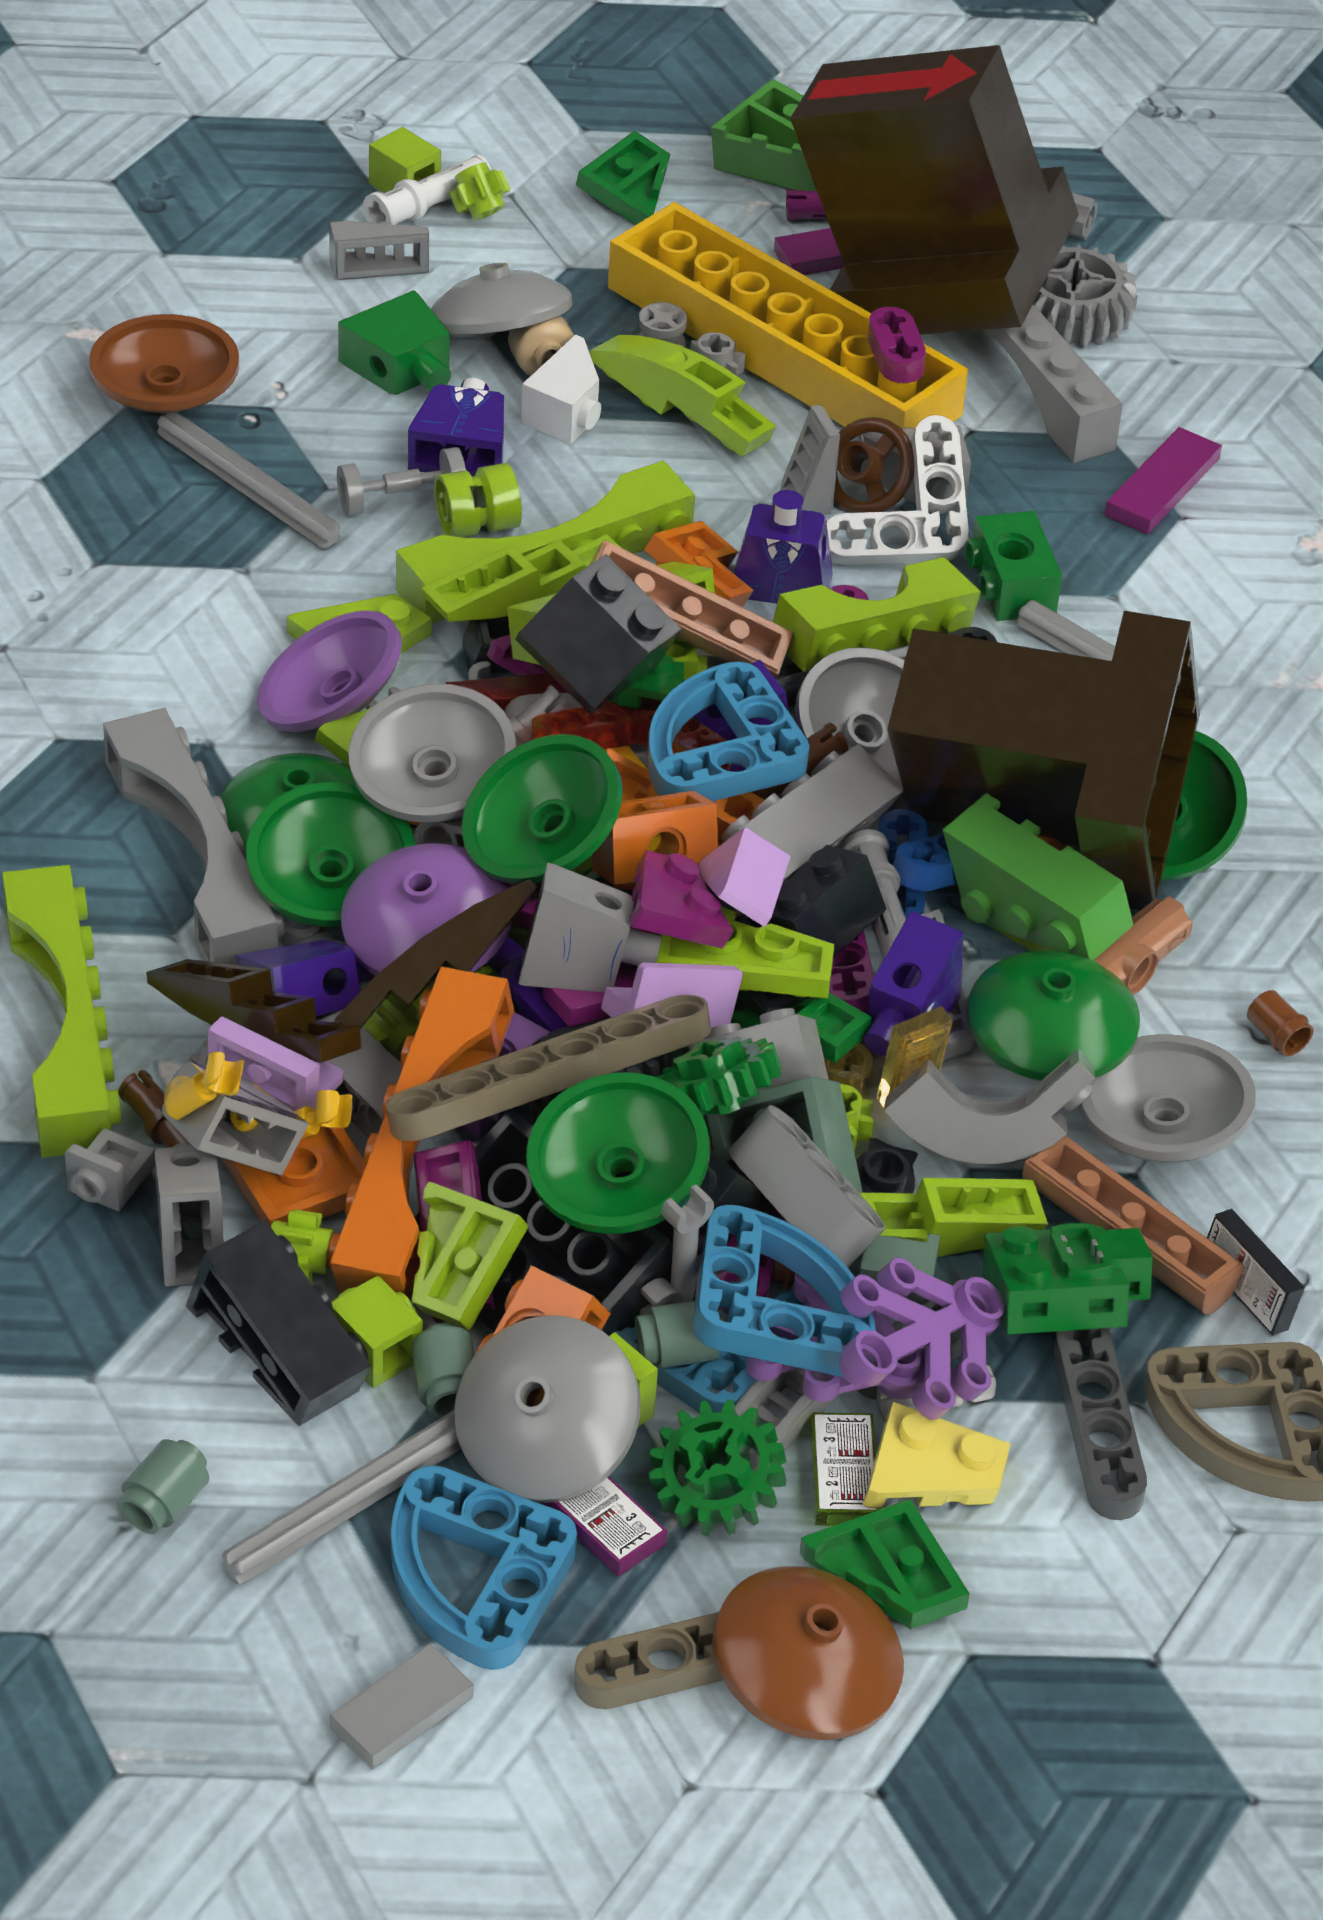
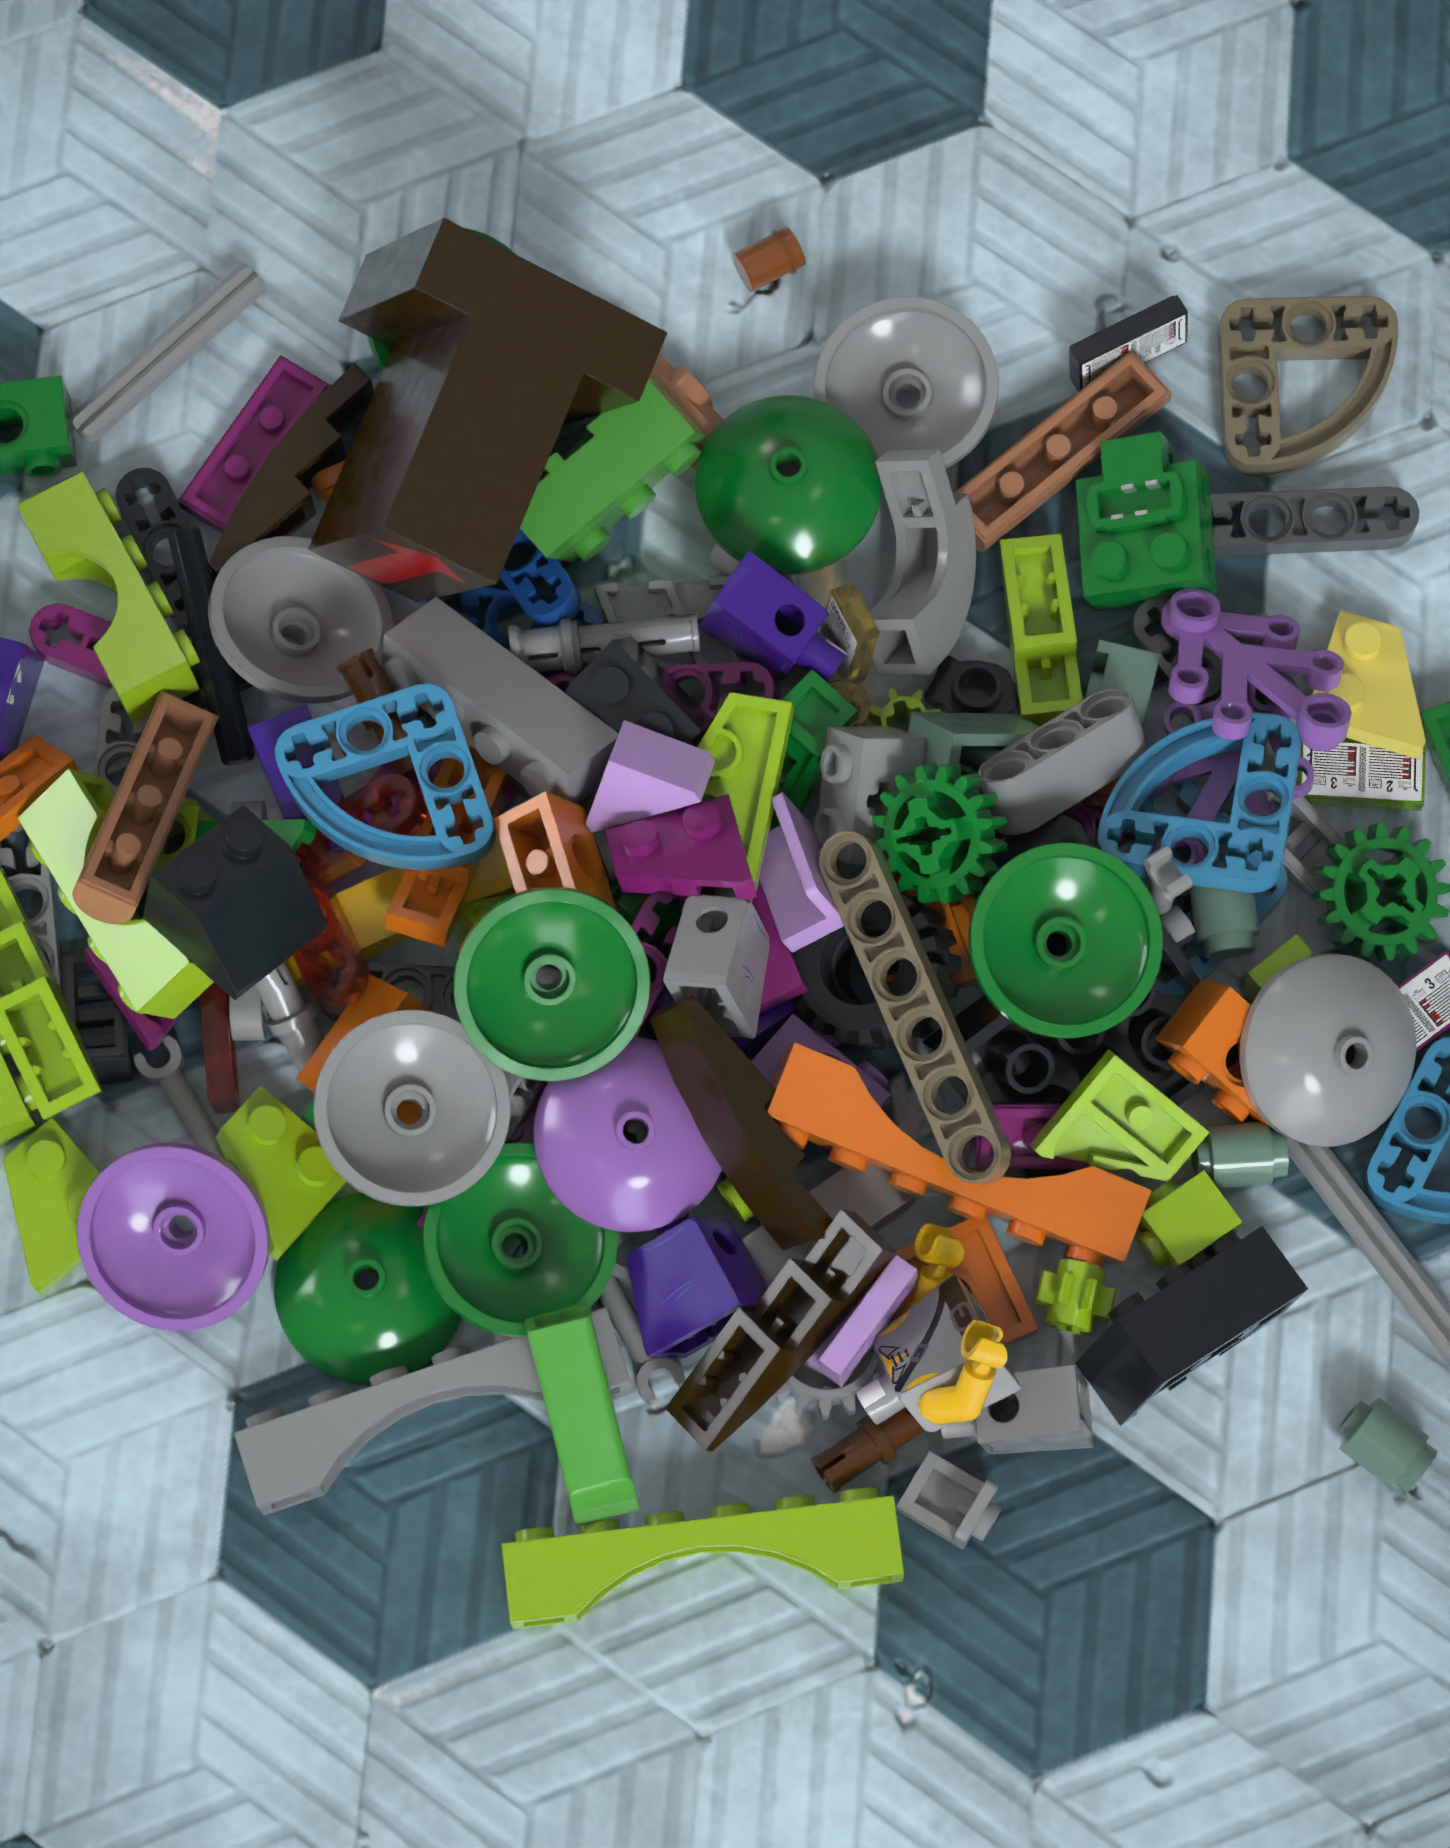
camera: 80 degrees left, 30 degrees up
(179, 892) = (581, 1414): none -> bright green piece

